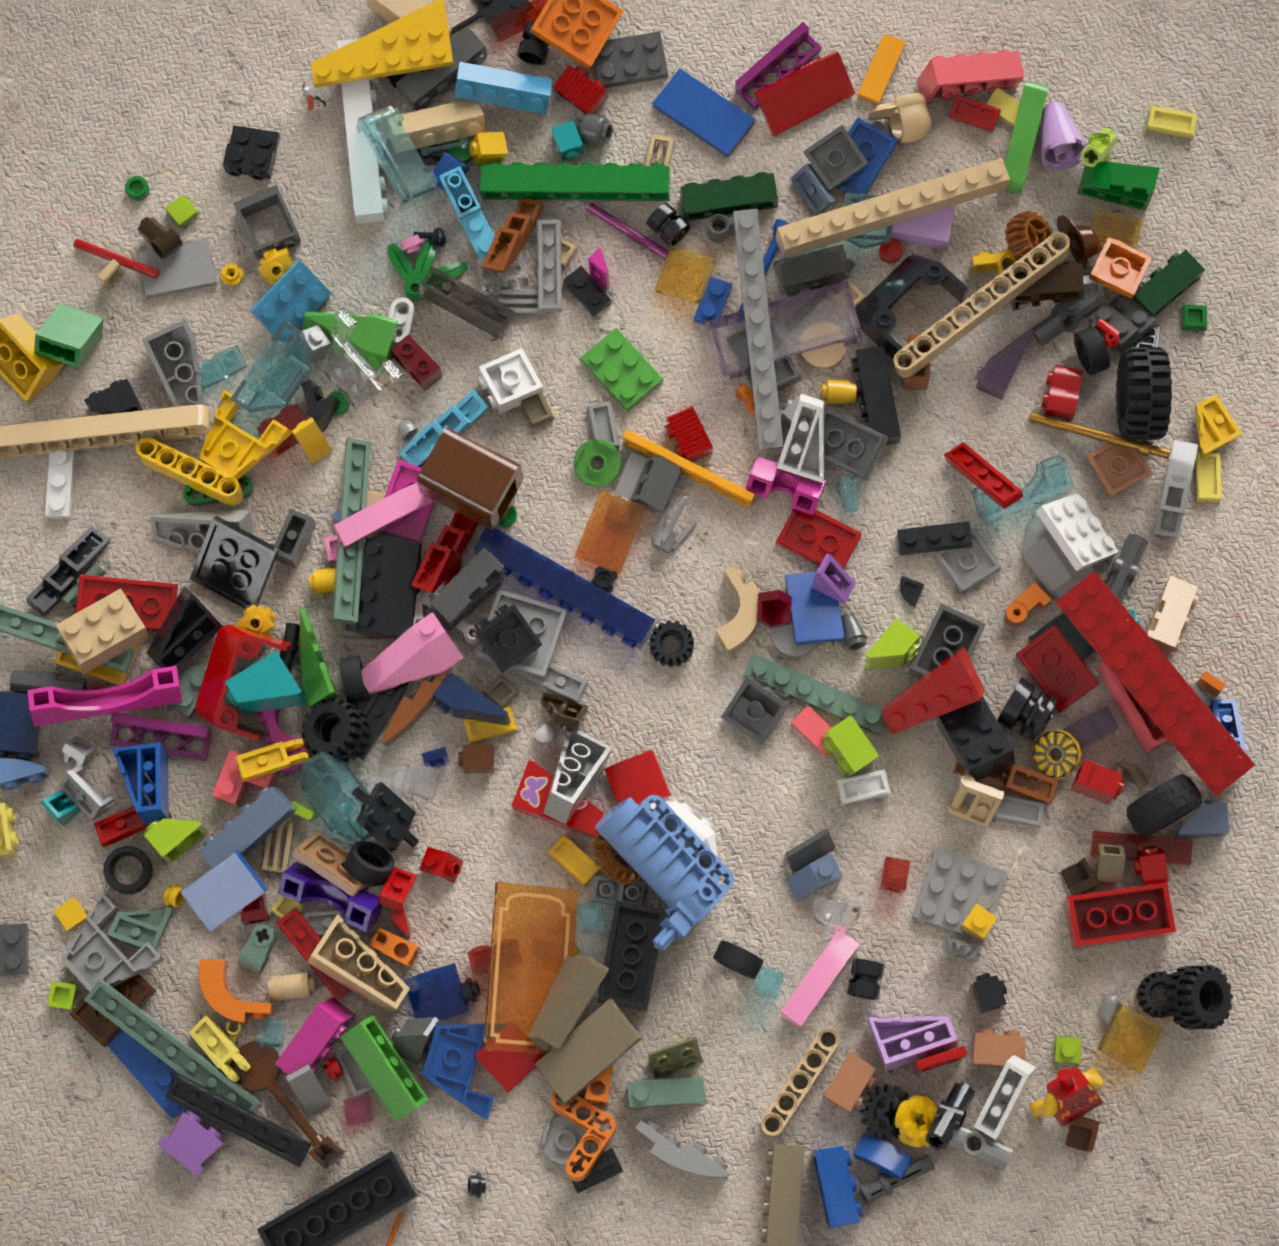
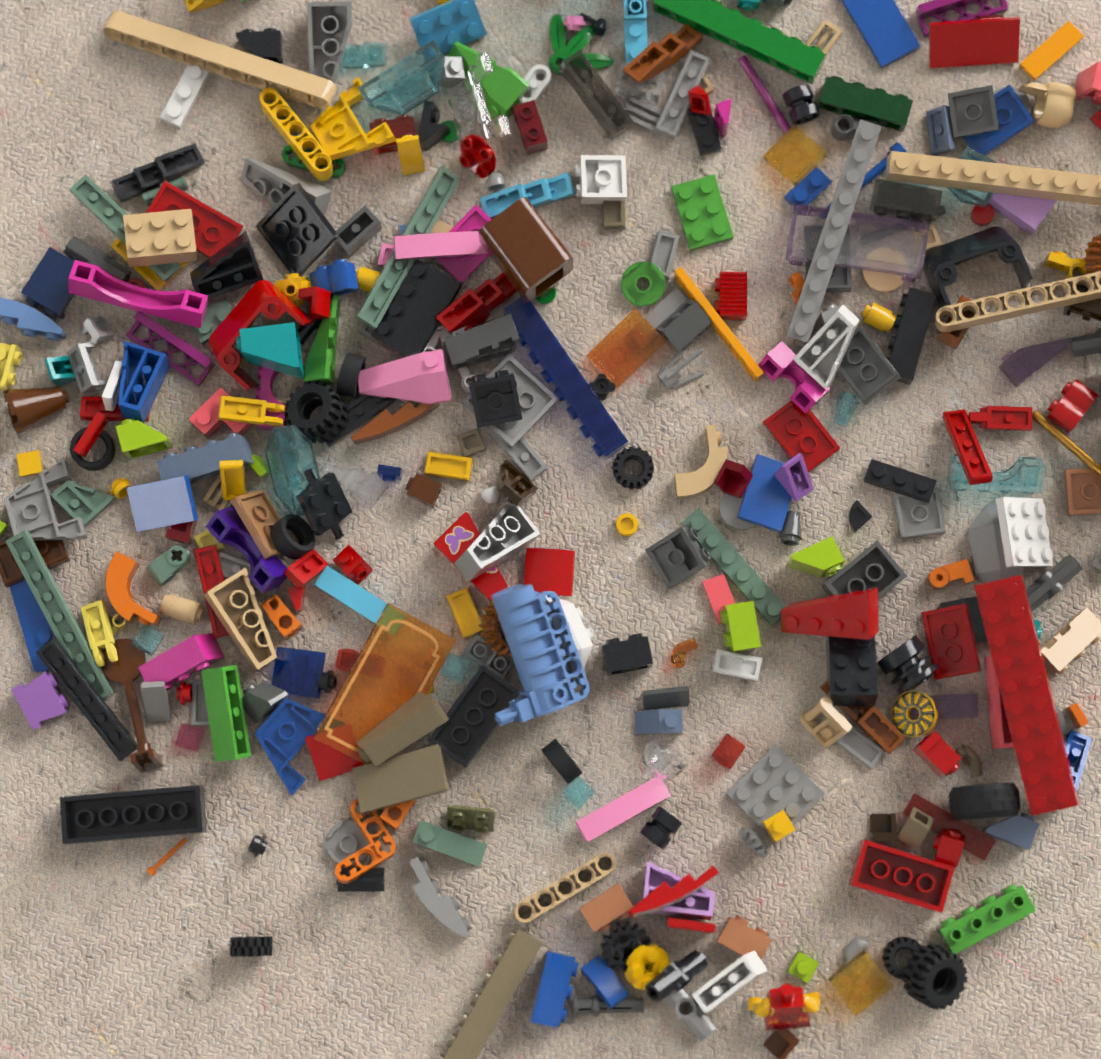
camera: 25 degrees right, 5 degrees up
(49, 854) = (33, 405): none -> reddish brown cone
(121, 855) = (91, 434): none -> red tile
(122, 798) = (111, 392): none -> white tile
(283, 834) = (232, 479): none -> yellow tile
(288, 621) = (319, 301): none -> red panel
(294, 593) = (337, 278): none -> blue brick
(378, 412) = (477, 156): none -> red dish
(454, 894) = (350, 594): none -> medium azure slope
(465, 702) = (435, 437): dark blue slope -> none
(569, 264) = (699, 101): none -> red slope
(691, 701) = (626, 524): none -> yellow tile
(752, 826) = (627, 655): none -> black brick
(801, 799) = (679, 652): none -> clear orange arm
(904, 1040) = (665, 895): none -> red slope
(989, 992) = (760, 888): black brick -> none
(1003, 433) = (1003, 418): none -> red hinge
(1220, 919) = (986, 919): none -> bright green brick

